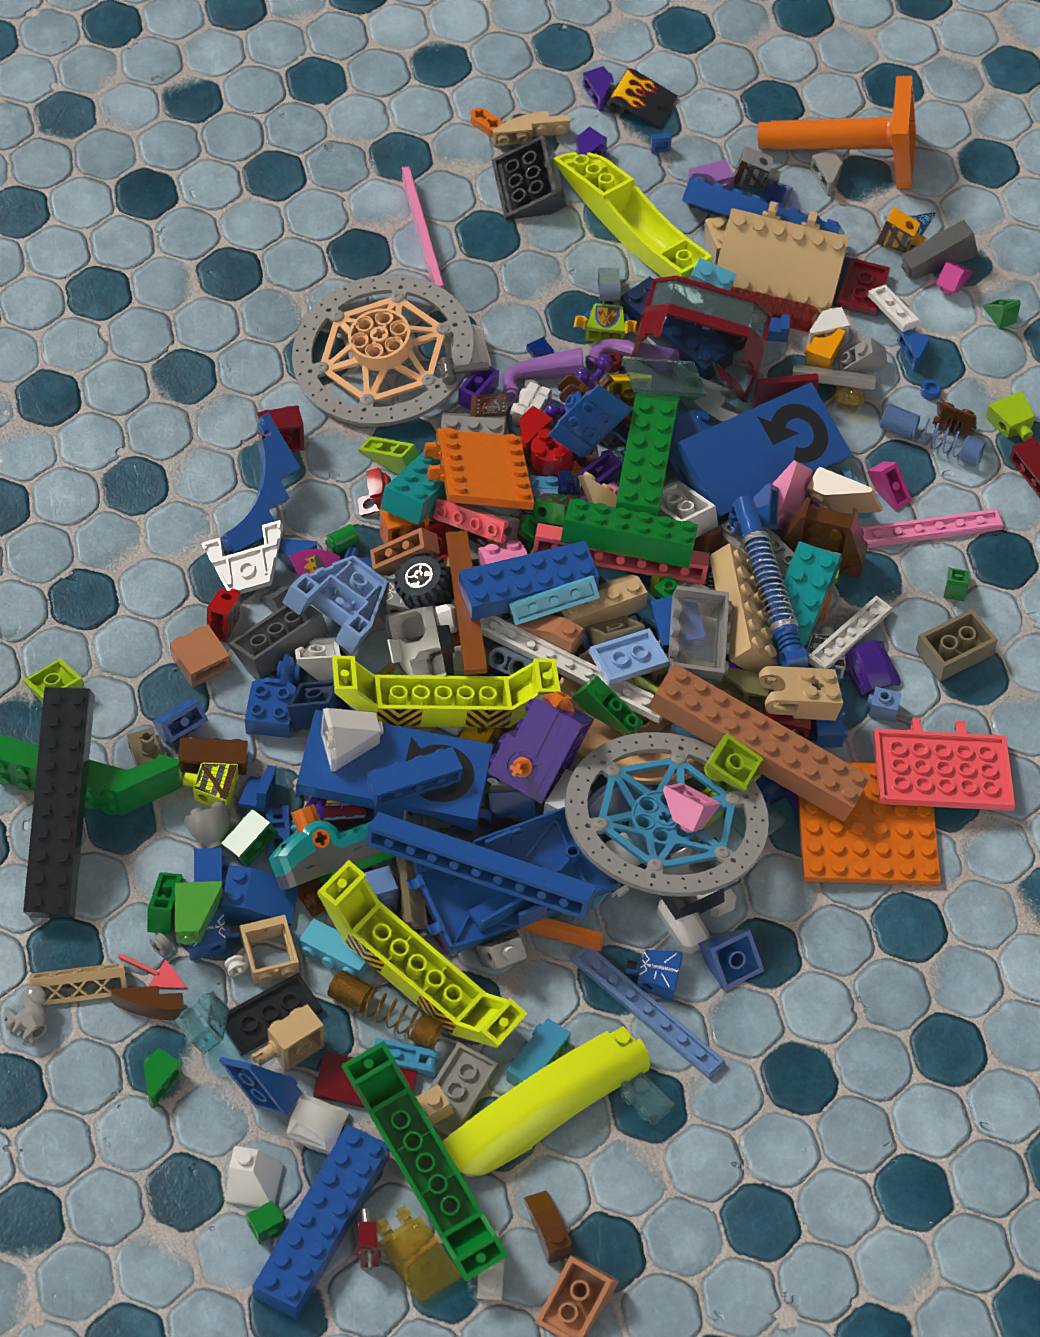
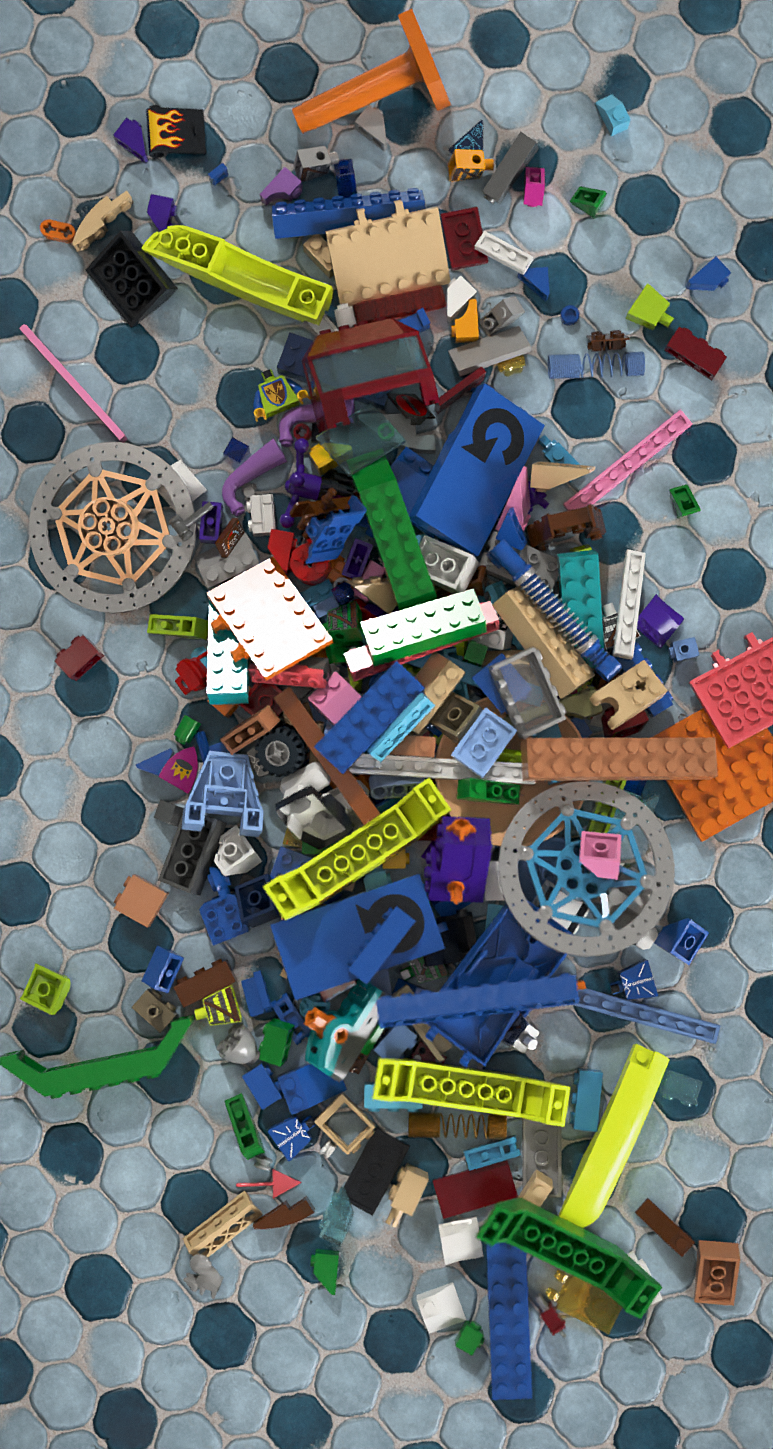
camera: 25 degrees left, 30 degrees up
(59, 803) = (122, 1107): black brick -> none
(195, 909) = (275, 1134): bright green slope -> none
(225, 605) = (137, 860): red torso -> none
(248, 568) = (131, 801): white wing -> none
(262, 1086) = (409, 1244): blue slope -> none
(276, 465) = (100, 703): blue arch -> none
(348, 735) = (313, 940): white slope -> none
(609, 284) = (259, 357): sand blue beam -> none
(712, 274) = (345, 311): medium azure brick -> none
(732, 763) = (613, 797): lime slope -> none
(890, 484) = (585, 433): dark pink slope -> none
(956, 644) = (713, 565): dark tan brick -> none

